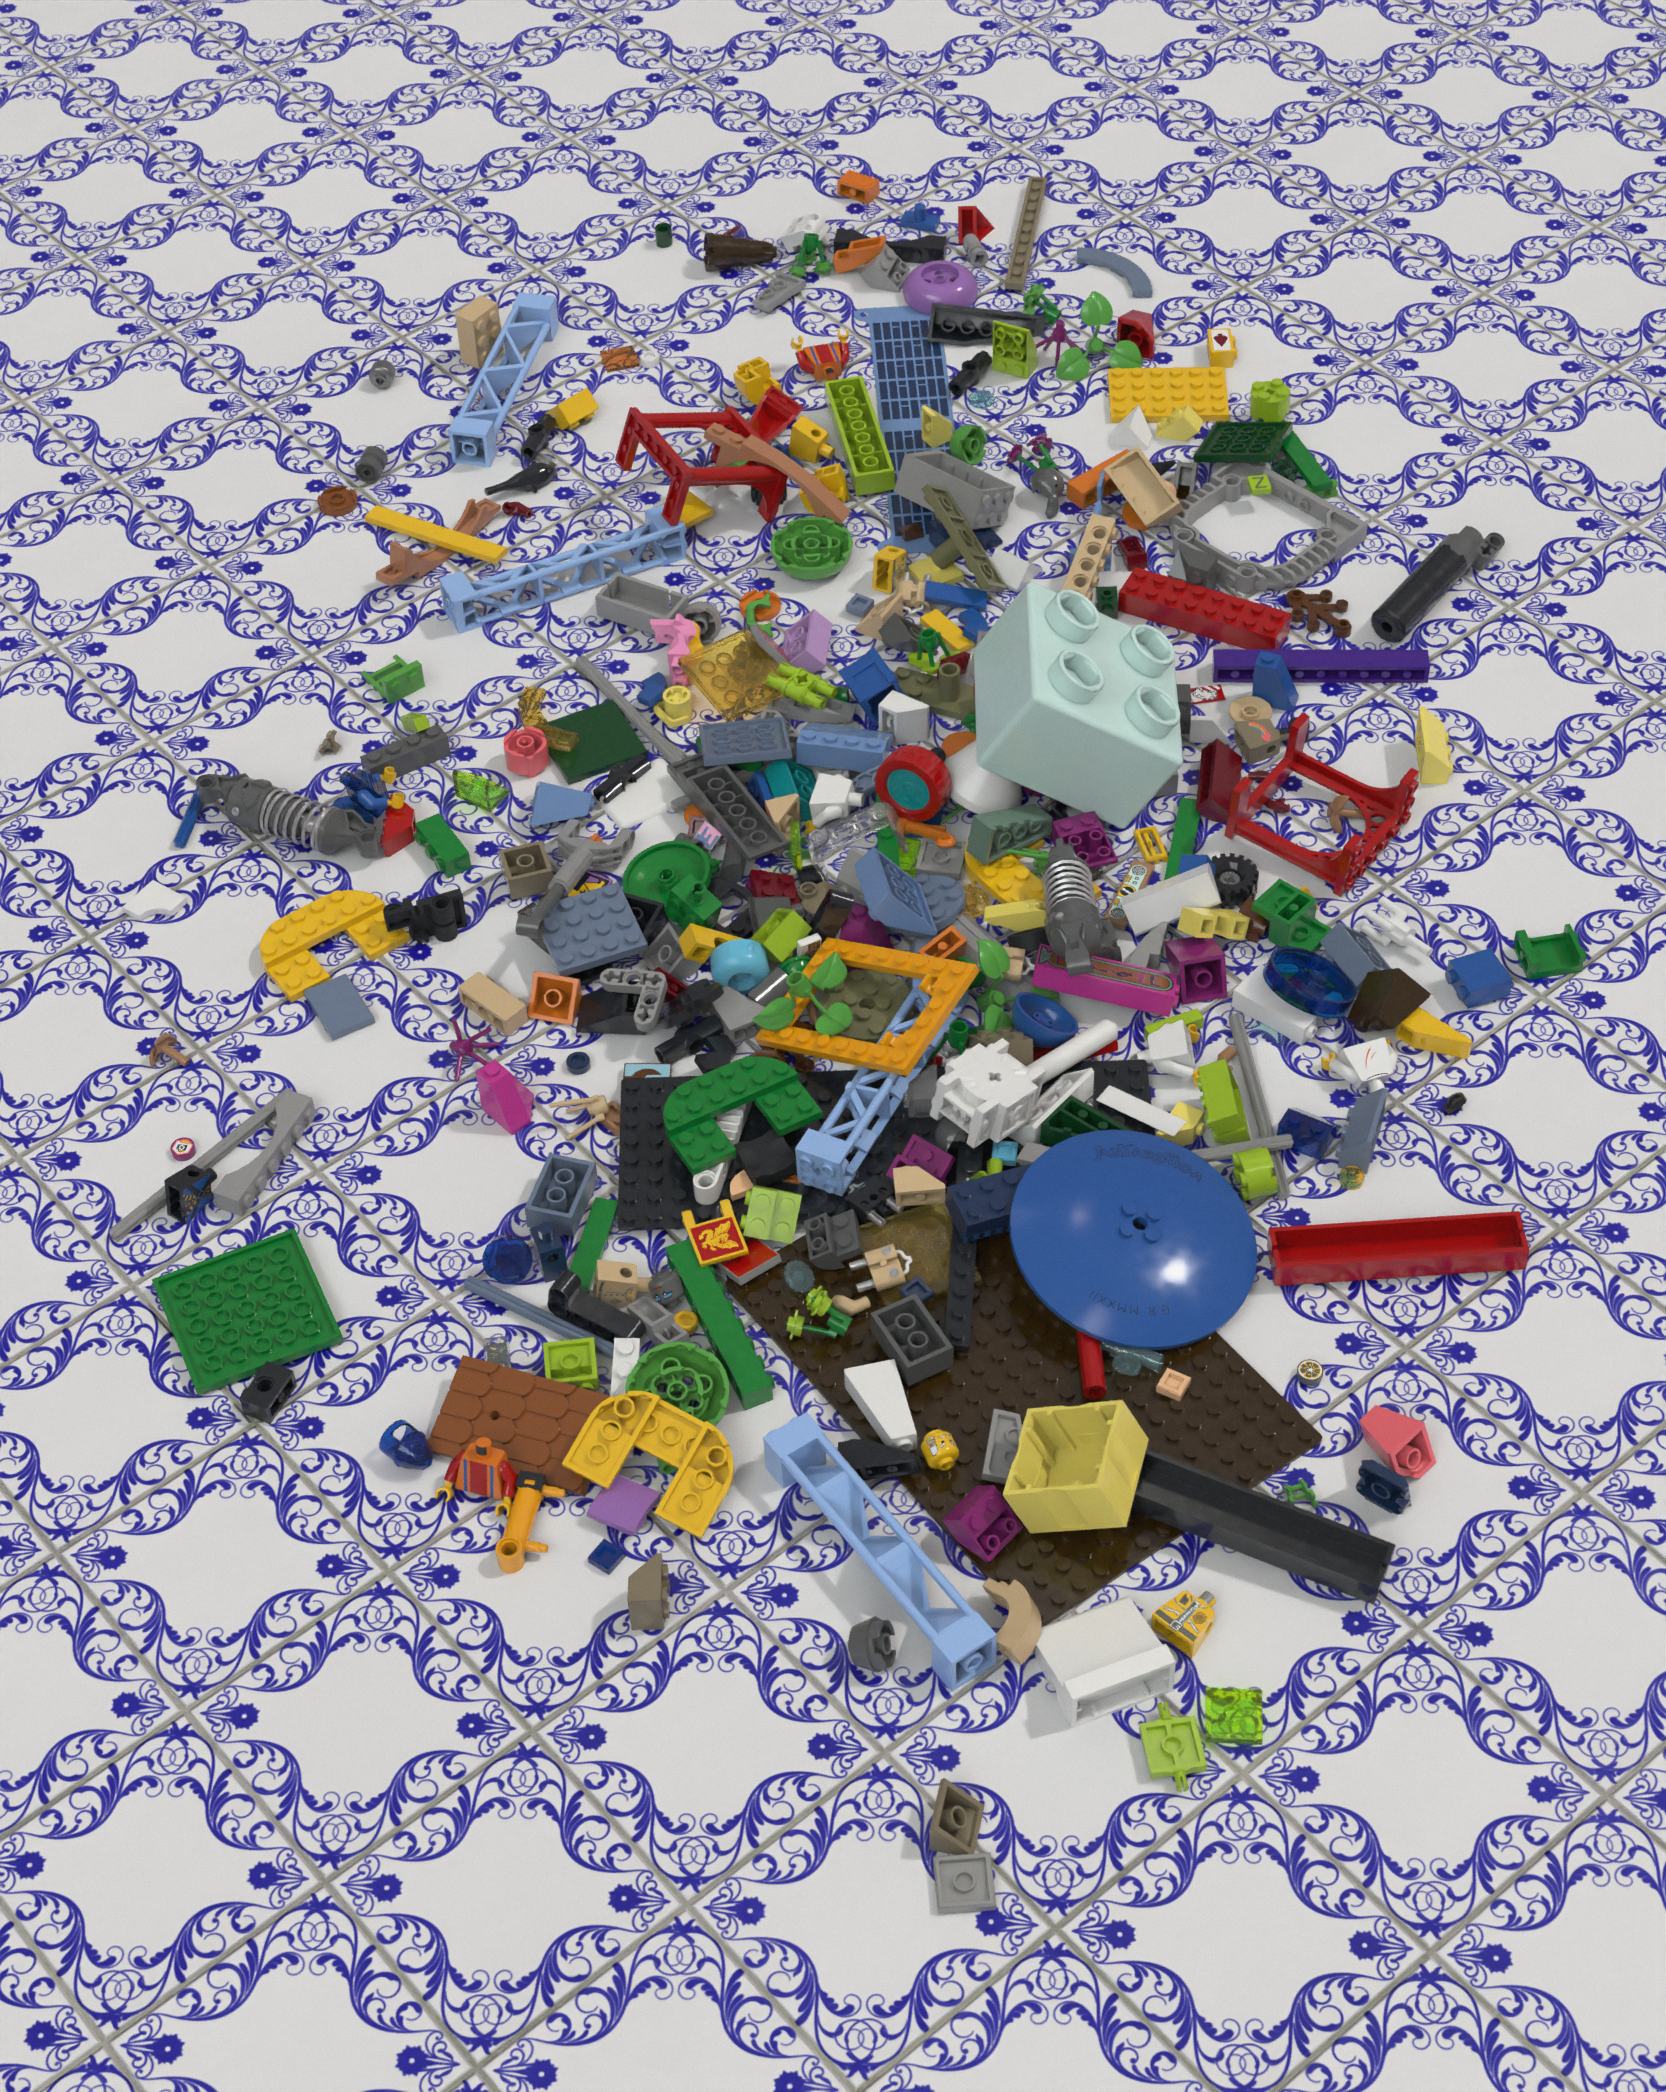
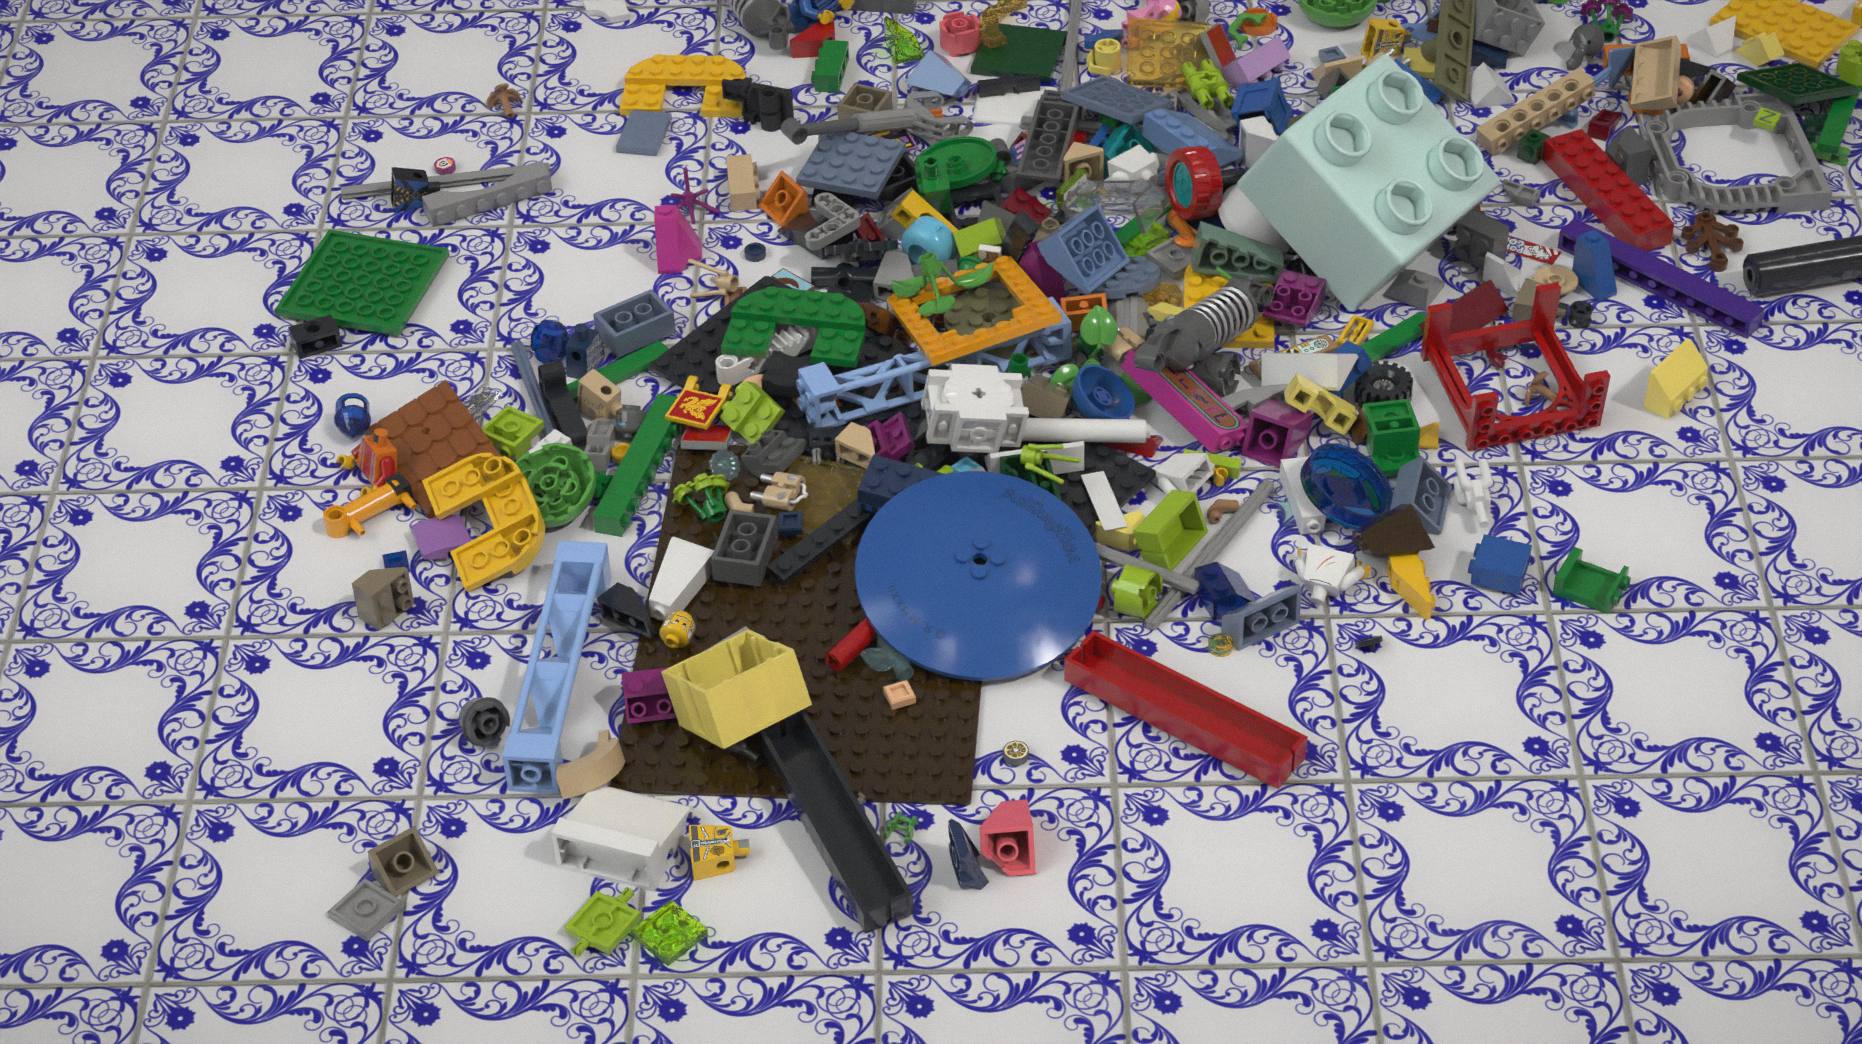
camera: 40 degrees right, 5 degrees down
(1074, 1104) = (1032, 455): none -> lime plant

